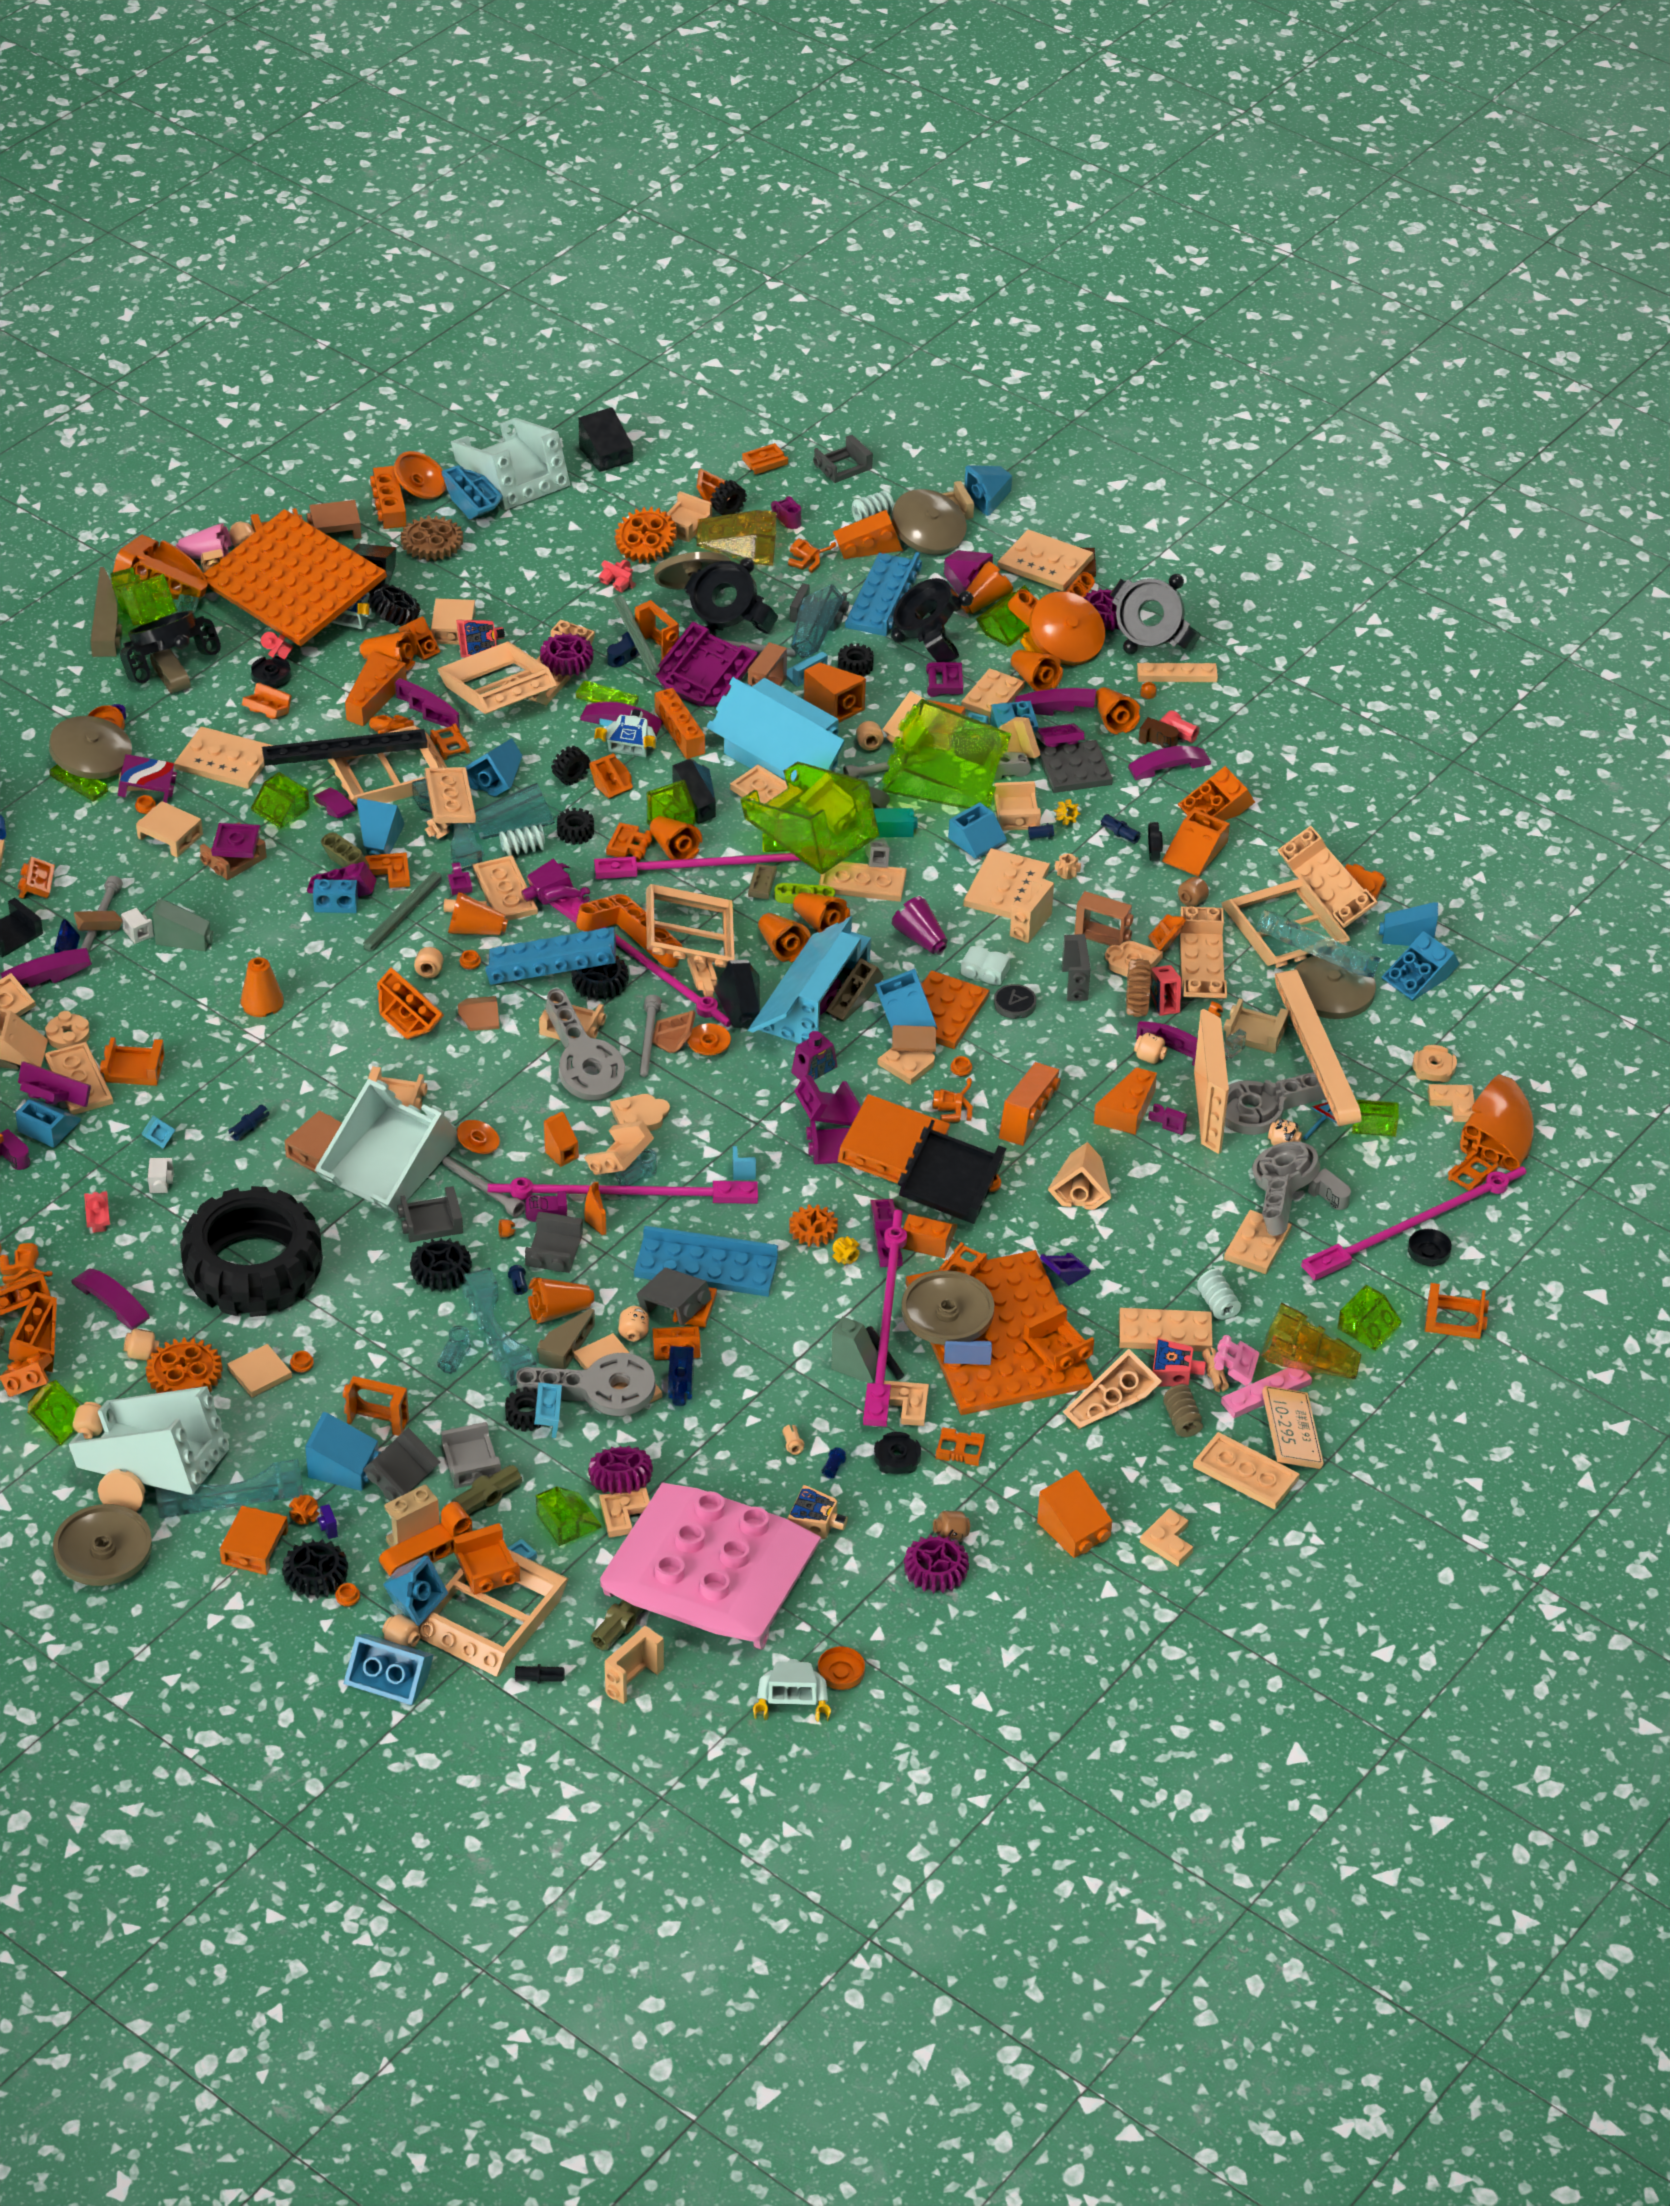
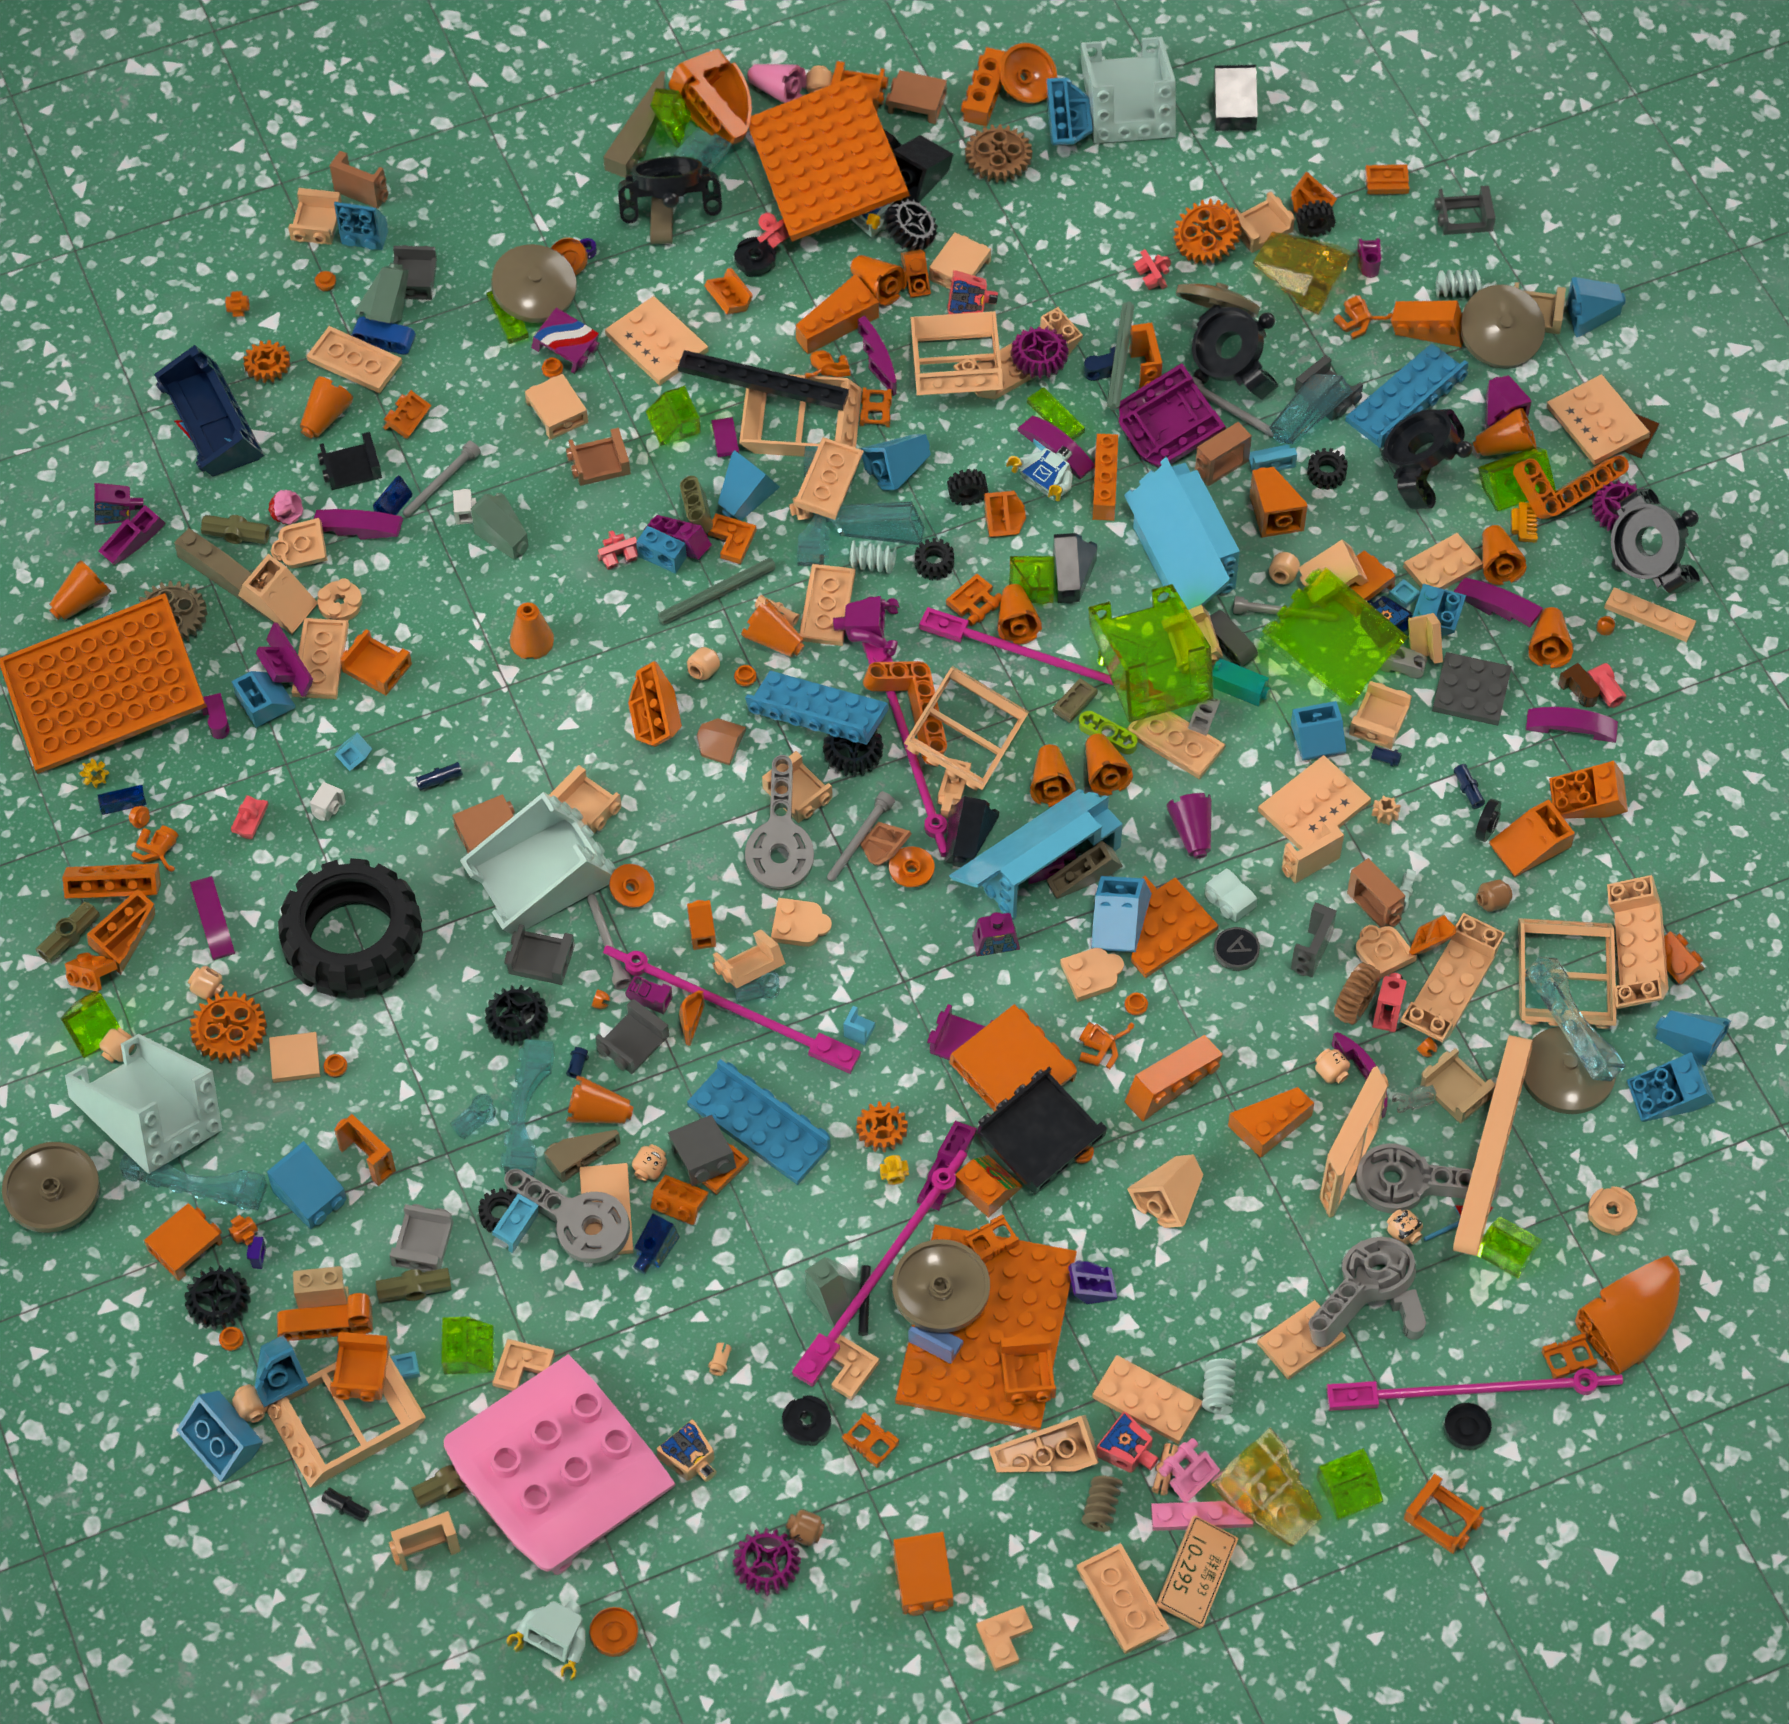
camera: 30 degrees right, 15 degrees up
(97, 920) = (431, 486): medium nougat slope -> none
(122, 1489) = (96, 1139): light nougat tile -> none
(148, 599) = (673, 134): clear neon green slope -> none
(210, 558) = (765, 103): light nougat slope -> none
(236, 840) = (601, 449): magenta plate -> none
(292, 907) = (609, 553): none -> coral hips
(401, 1465) = (348, 1225): dark grey panel -> none
(459, 881) = (787, 579): magenta plate -> none
(620, 1470) = (540, 1321): magenta gear -> none
(759, 779) = (1135, 584): light nougat plate -> none
(825, 1106) = (975, 994): magenta panel -> none
(836, 1458) = (742, 1402): clear blue pin -> none
(914, 1038) = (1104, 954): medium nougat slope -> none
(951, 678) = (1410, 530): magenta plate -> none
(1058, 734) = (1475, 646): magenta plate -> none
(1062, 810) = (1425, 737): yellow gear -> none
(1067, 627) = (1560, 519): orange dish -> none
(1171, 1119) = (1301, 1159): magenta plate -> none
(1457, 1096) = (1610, 1257): light nougat plate -> none

